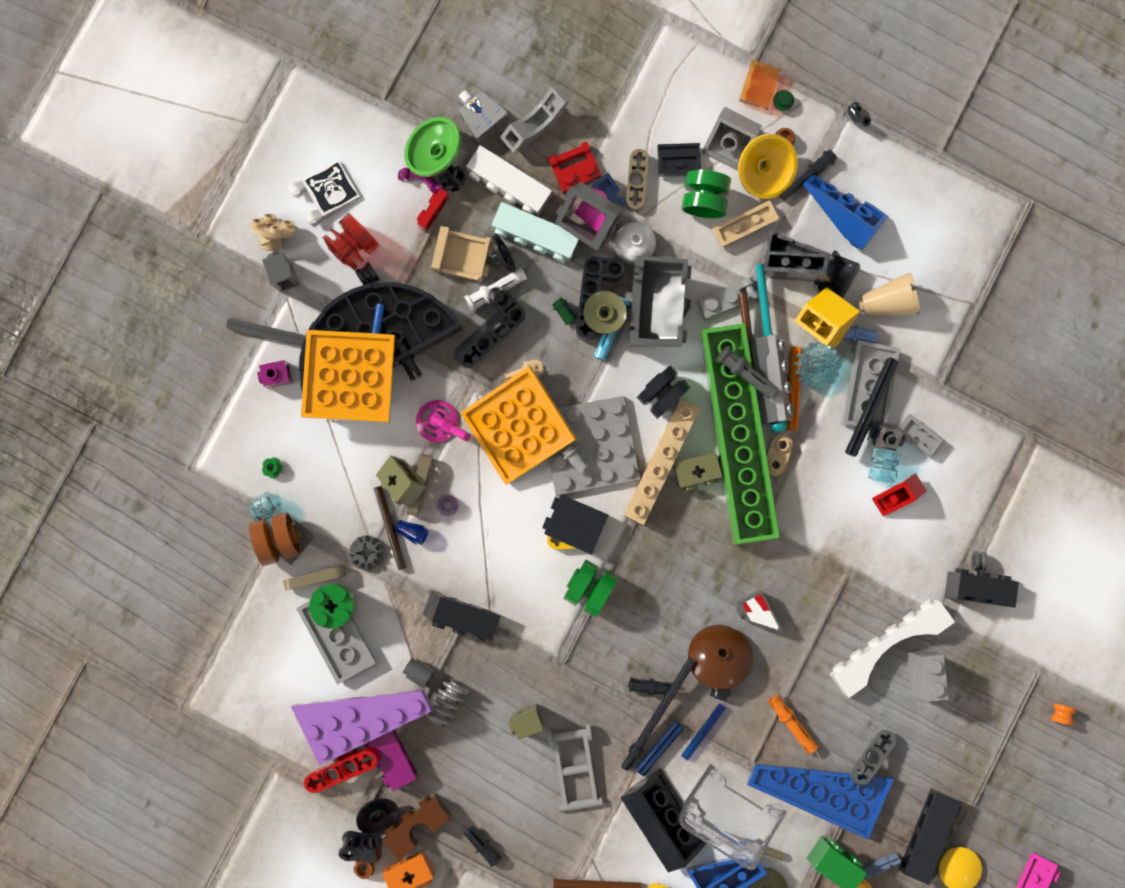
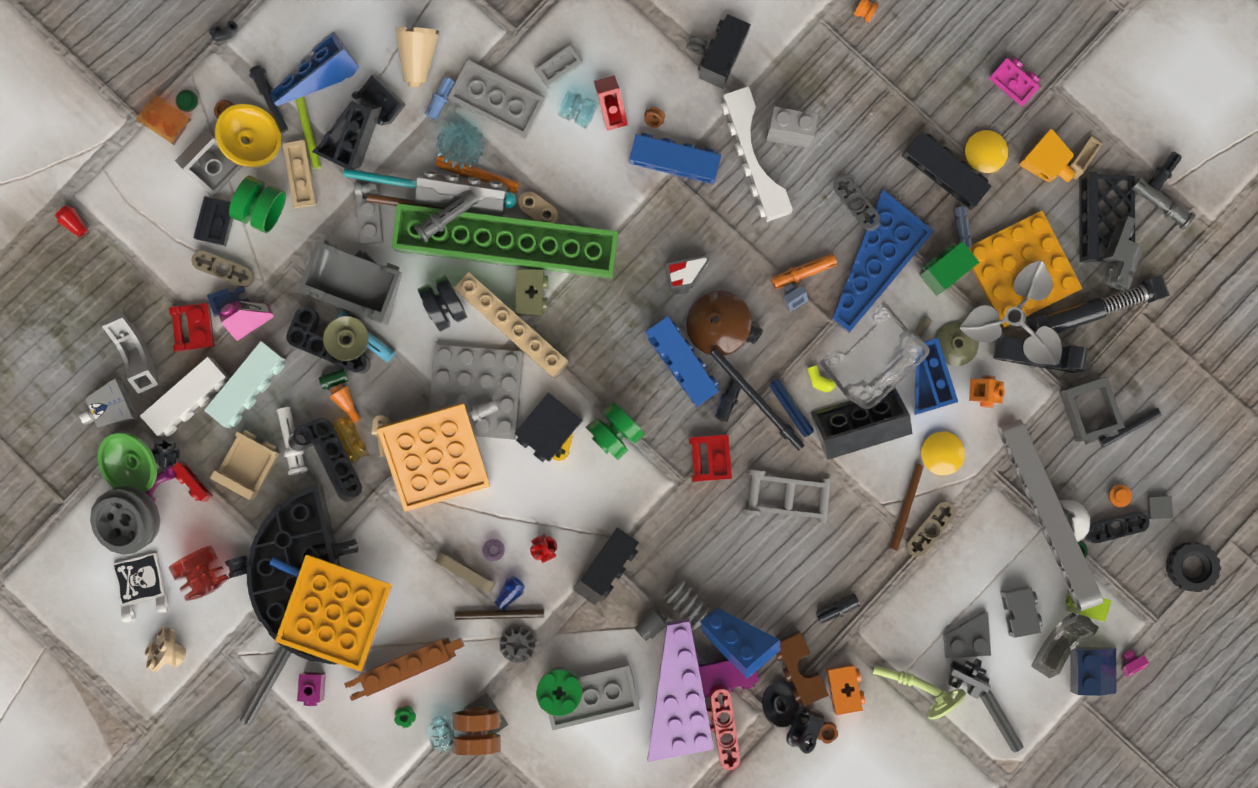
camera: 70 degrees left, 0 degrees up
(280, 271) = (208, 653): dark grey brick -> none
(313, 578) = (527, 704): dark tan beam -> none
(317, 455) = (405, 667): none -> dark orange hinge
(388, 169) = (137, 515): none -> dark grey wheel
(400, 481) = (455, 589): olive brick -> none
(425, 762) = (739, 641): none -> blue wedge
(442, 424) = (411, 526): dark pink dish -> none
(462, 551) = (543, 548): none -> red gear
(502, 255) = (257, 425): black dish -> none
(507, 348) = (354, 446): none -> clear yellow hinge
(526, 722) = (728, 531): olive brick -> none
(549, 324) = (342, 397): none -> orange cone
(593, 691) = (718, 458): none -> red plate
(597, 201) = (245, 302): dark grey window -> none
(634, 240) = (282, 289): white cylinder -> none
(642, 28) = (71, 221): none -> red cone
(673, 632) = (682, 362): none -> blue wedge
(691, 769) = (819, 382): none -> neon yellow arm
(712, 719) = (790, 364): clear blue bar -> none
(765, 722) = (794, 297): none -> sand blue tile
(787, 220) = (315, 161): none -> lime bar
(827, 317) = (415, 121): yellow slope -> none
(864, 571) = (675, 158): none -> blue brick
(871, 407) = (517, 104): black axle -> none
(886, 435) = (544, 102): black brick -> none
(893, 540) = (653, 121): none -> dark orange plate

